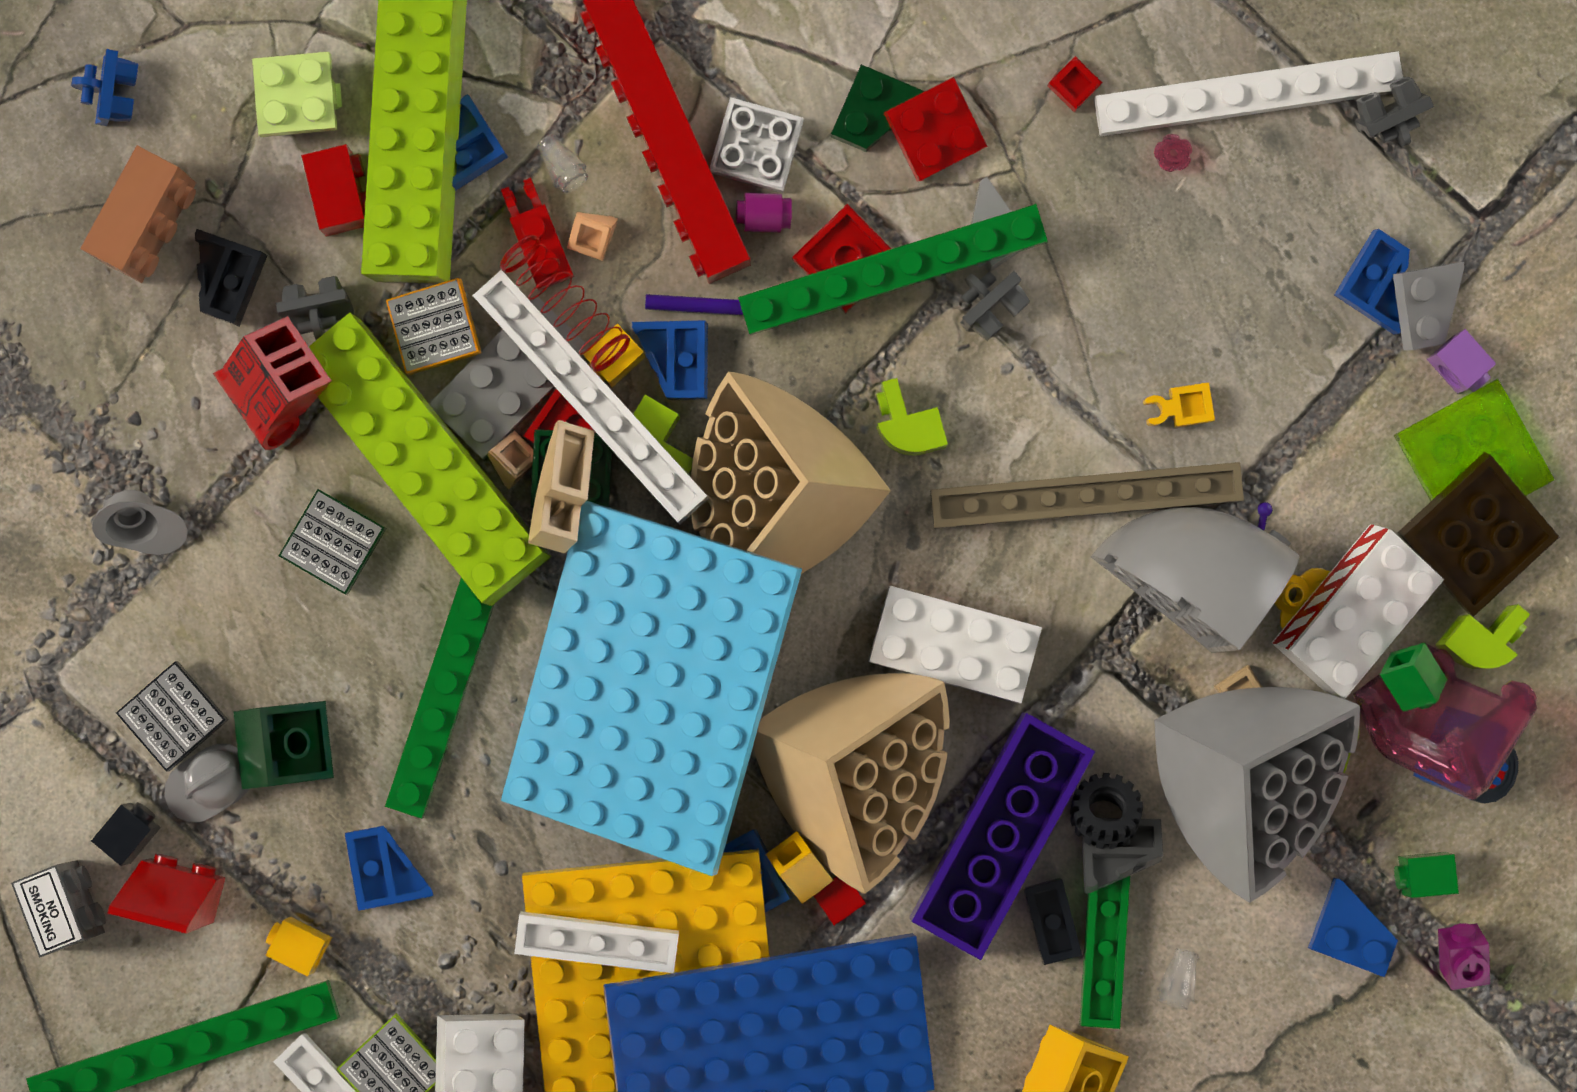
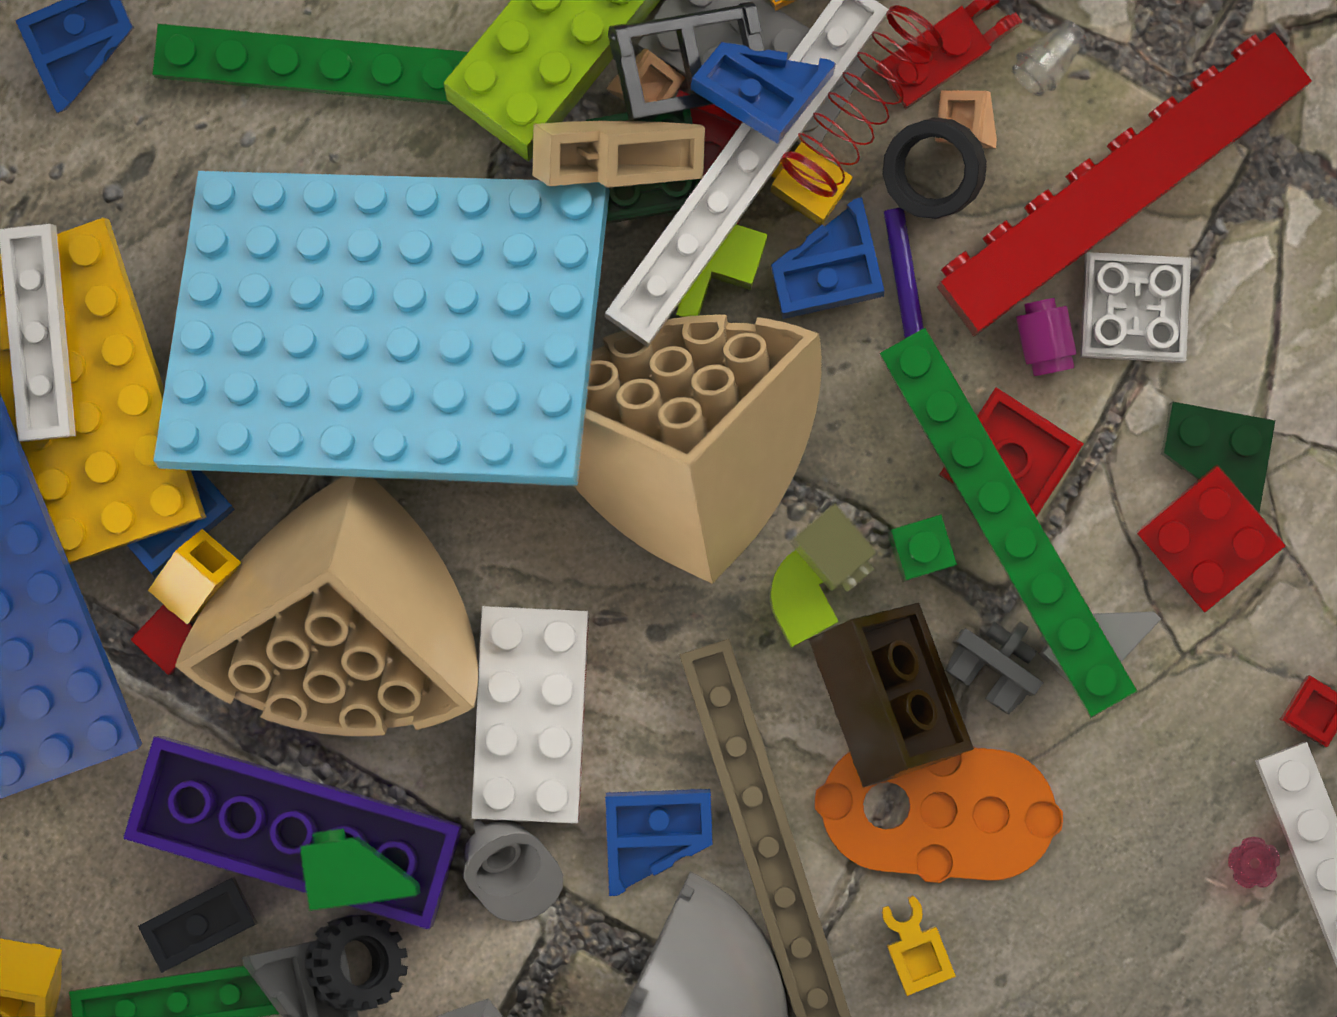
camera: 80 degrees right, 0 degrees up
(478, 419) = (623, 53): none -> window
(538, 372) = (761, 86): none -> blue wing
(625, 293) = (896, 179): none -> black tyre
(888, 394) = (835, 549): none -> olive brick
(897, 336) = (921, 548): none -> green brick
(997, 382) = (890, 693): none -> dark brown slope
(1044, 797) = (350, 872): none -> green slope
(1057, 576) = (653, 831): none -> blue wing
(1063, 684) = (511, 871): none -> light grey piece
(1092, 348) = (966, 818): none -> orange piece

